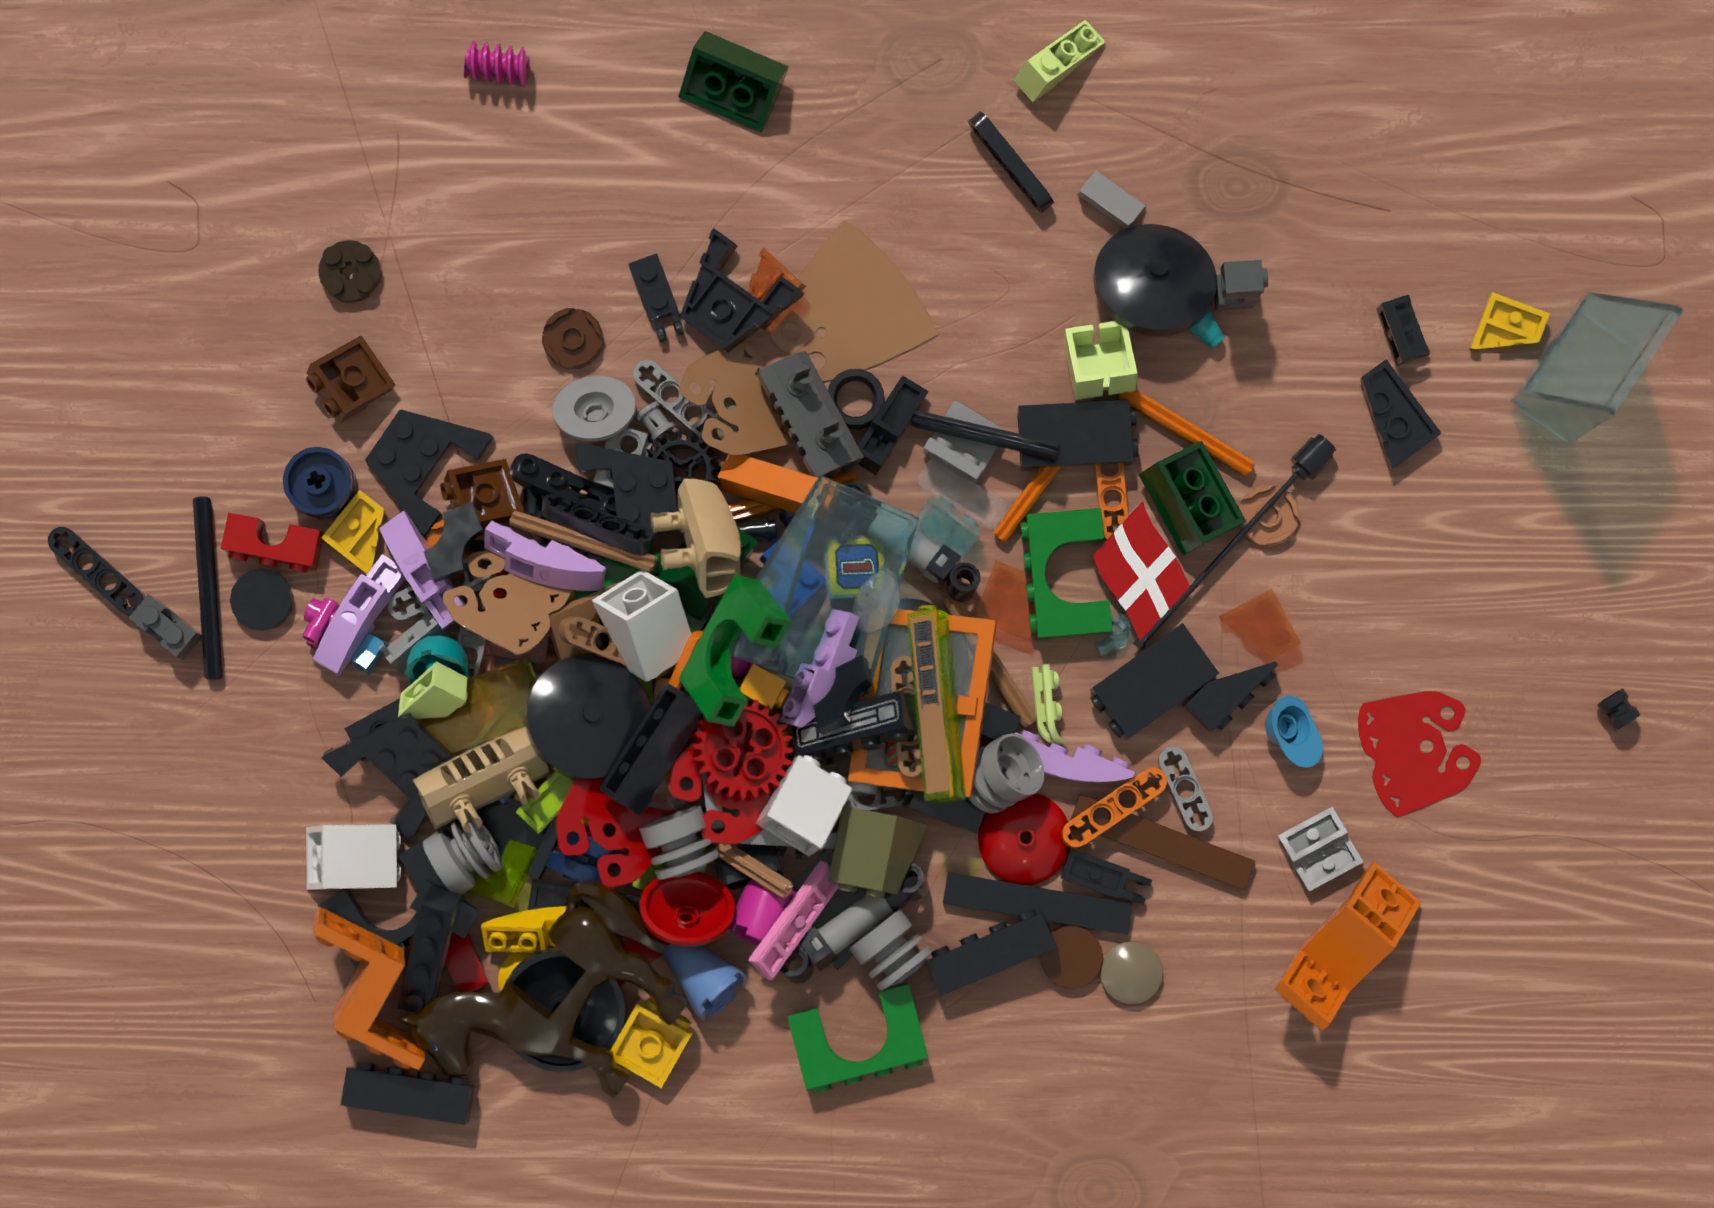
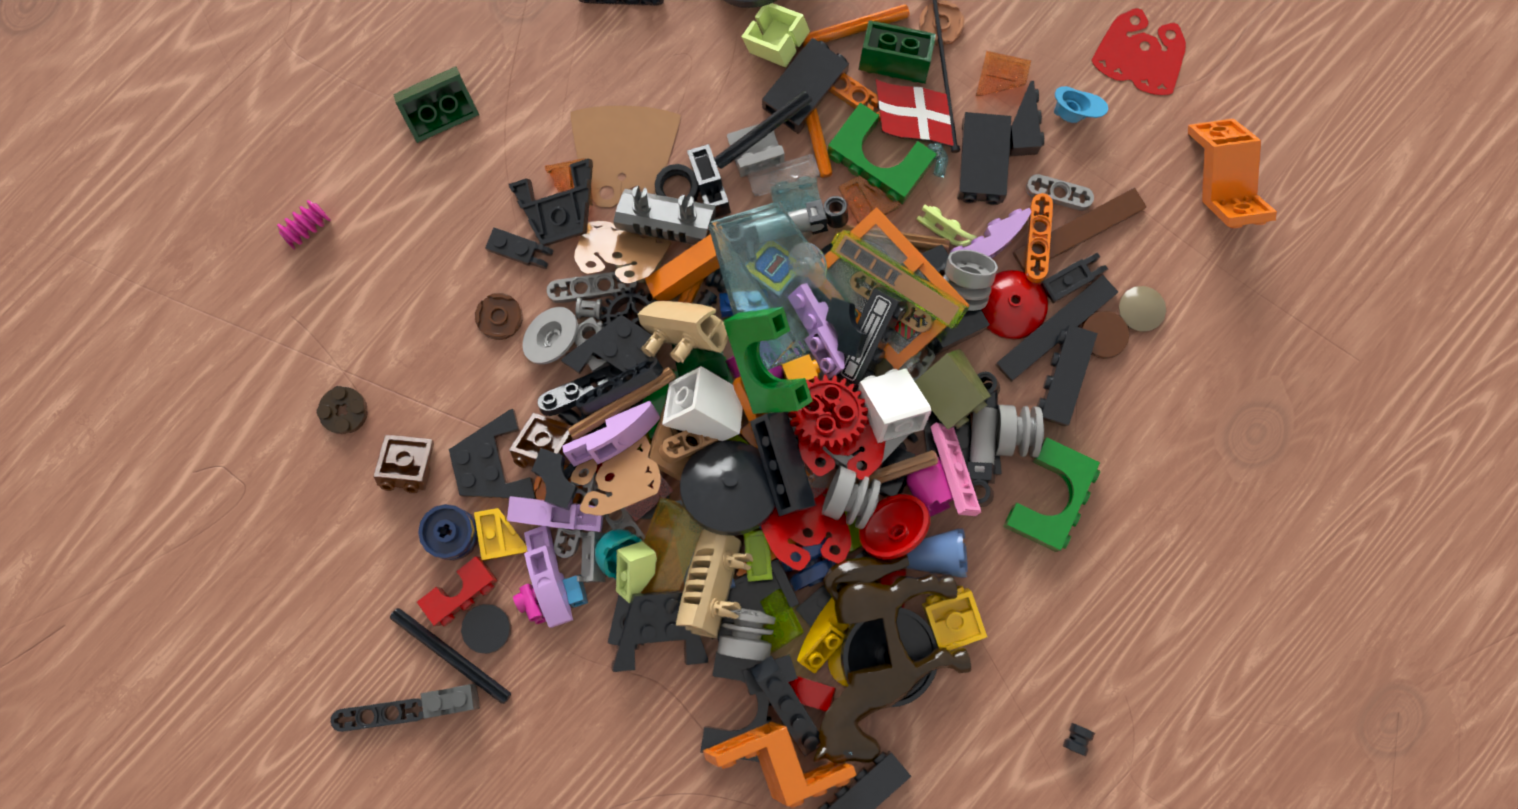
camera: 45 degrees left, 5 degrees down
(352, 857) = (688, 706): white slope -> none
(1320, 850) = (1157, 148): light grey slope -> none

